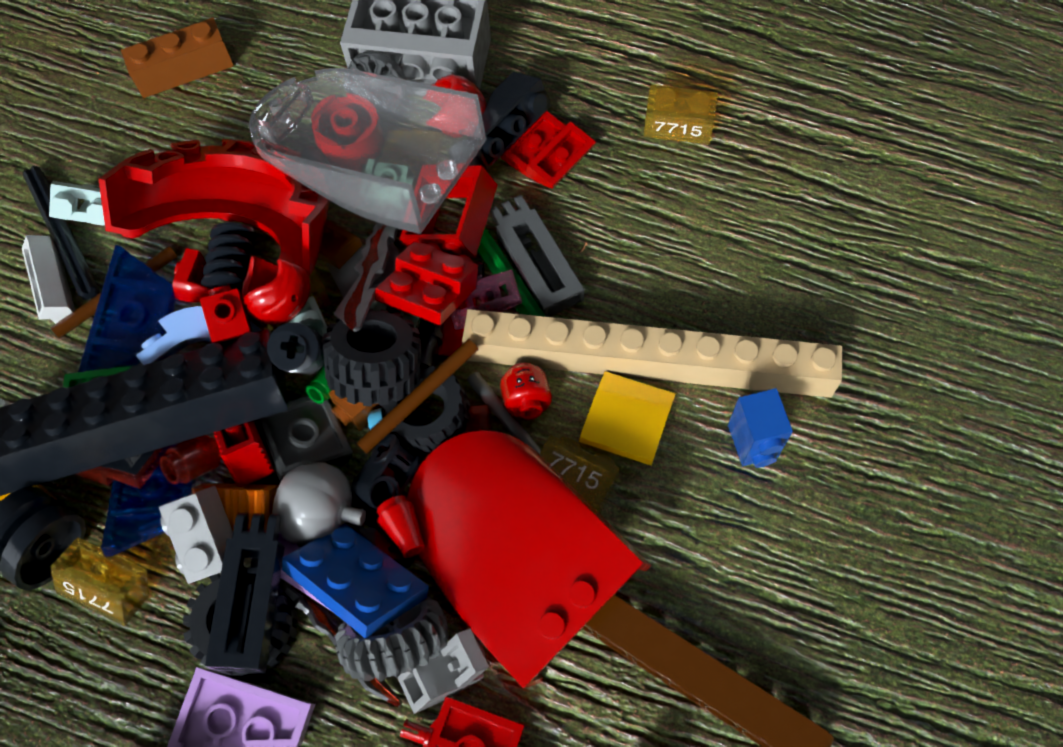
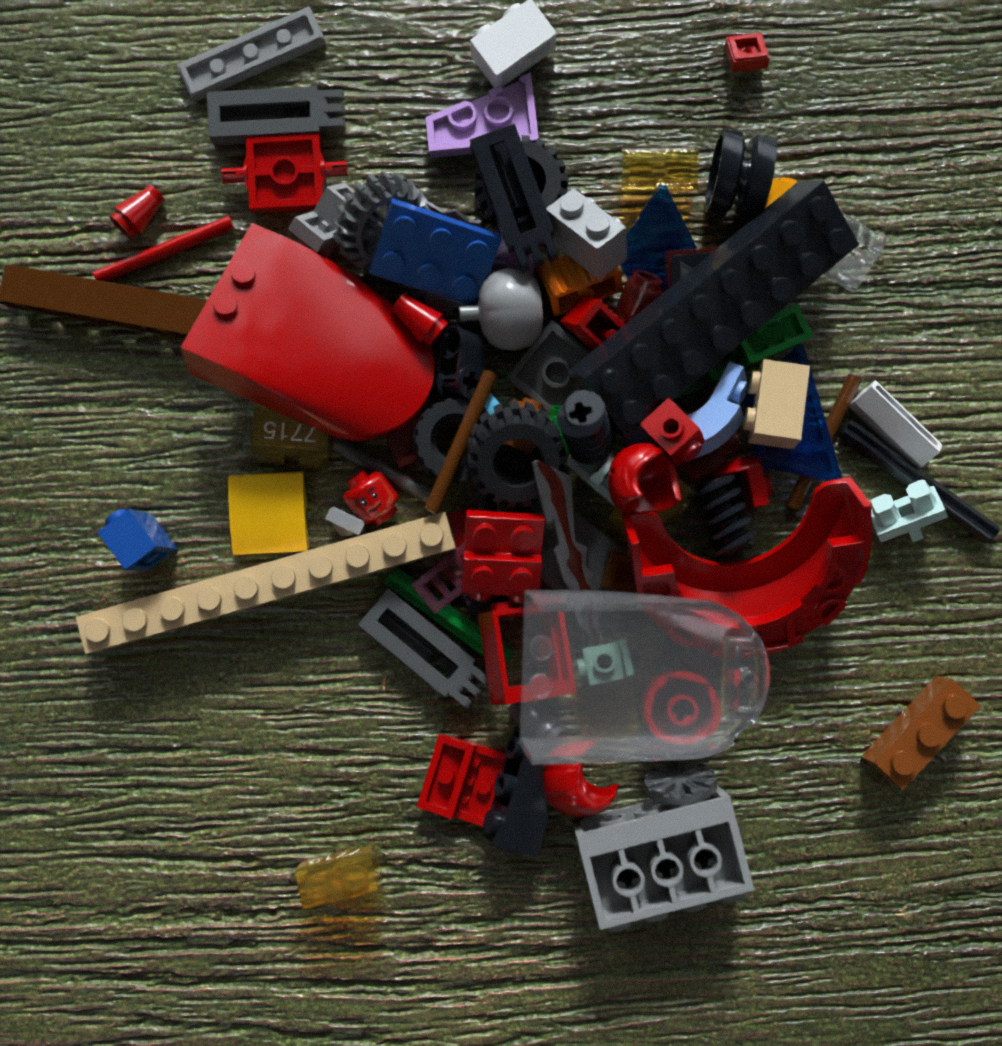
camera: 150 degrees right, 20 degrees up
(127, 315) = (777, 404): none -> tan brick
(559, 379) = (345, 523): none -> light grey tile
(634, 726) = (164, 249): none -> red bar

